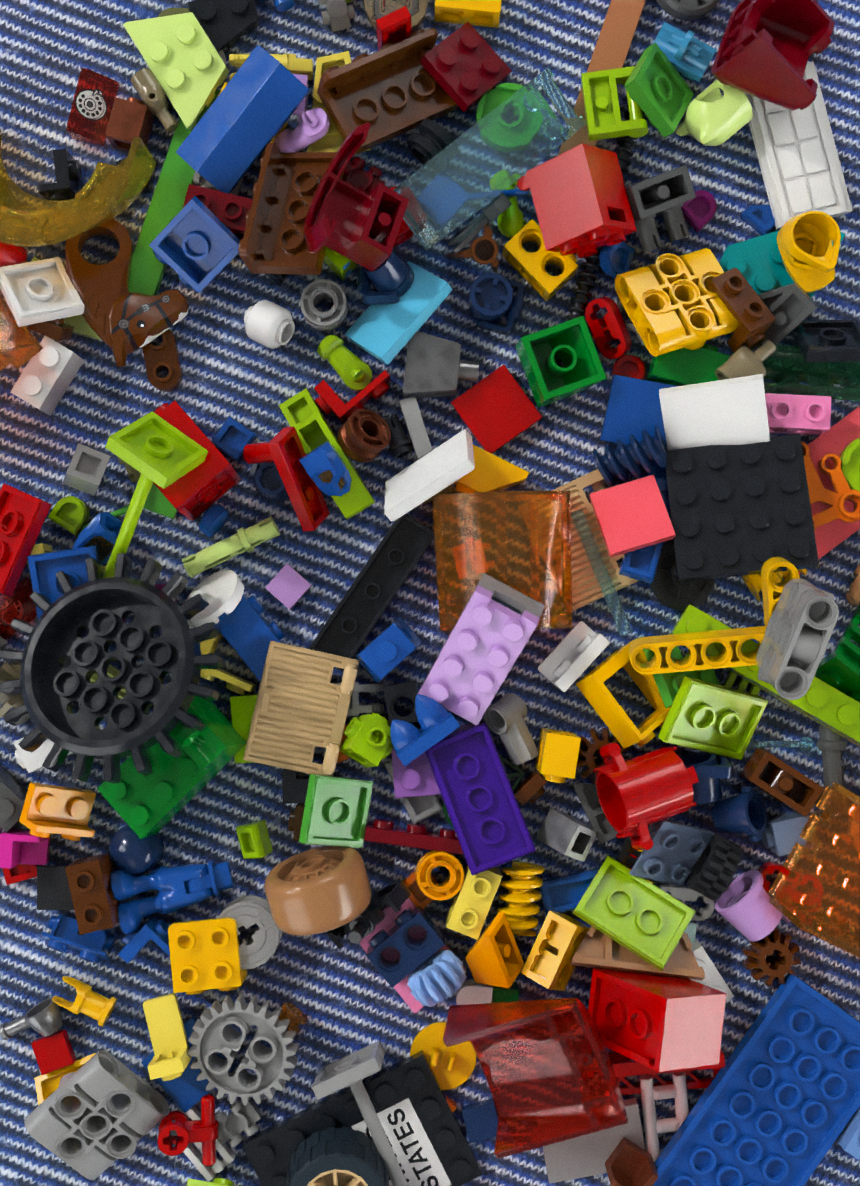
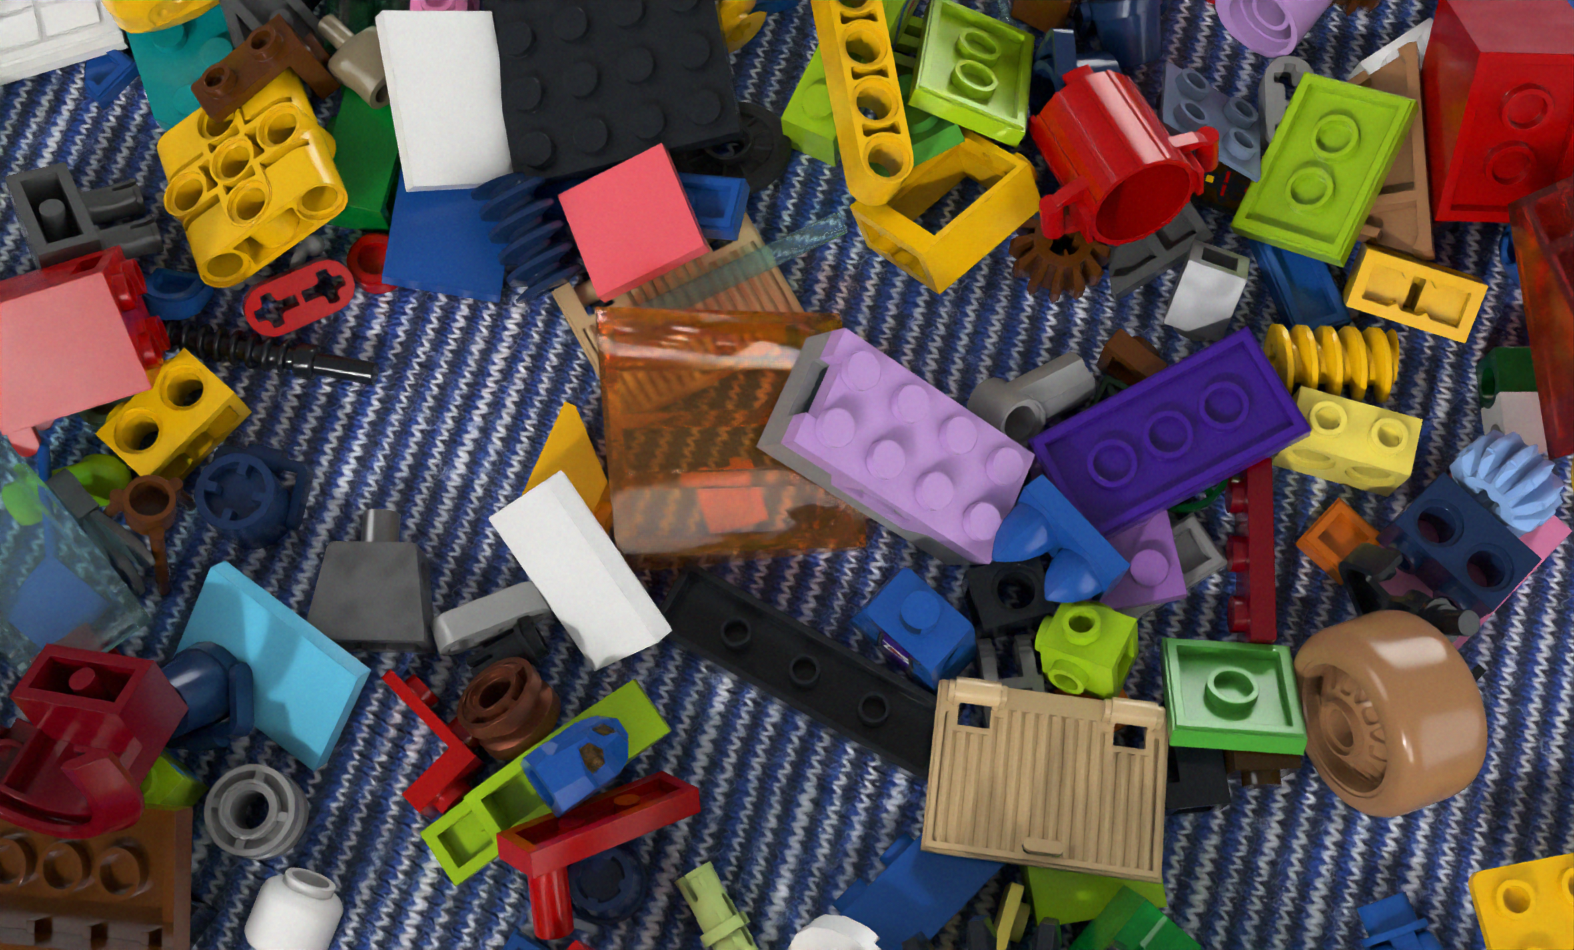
camera: 95 degrees left, 15 degrees down
(254, 839) = (1306, 861): lime slope -> none
(265, 939) = (1450, 834): light grey piece -> none
(288, 586) = (809, 837): lavender tile -> none
(348, 366) = (382, 752): lime piece -> none
(450, 886) = (1330, 478): light orange wheel -> none
(495, 955) = (1445, 387): light orange slope -> none
(496, 410) = (451, 480): red tile -> none
(557, 755) = (1068, 311): yellow brick -> none
(572, 345) = (359, 368): green slope -> none
(572, 656) = (892, 306): white bracket -> none
(700, 210) = (92, 165): magenta tile -> none
(715, 867) = (1225, 49): black tyre -> none

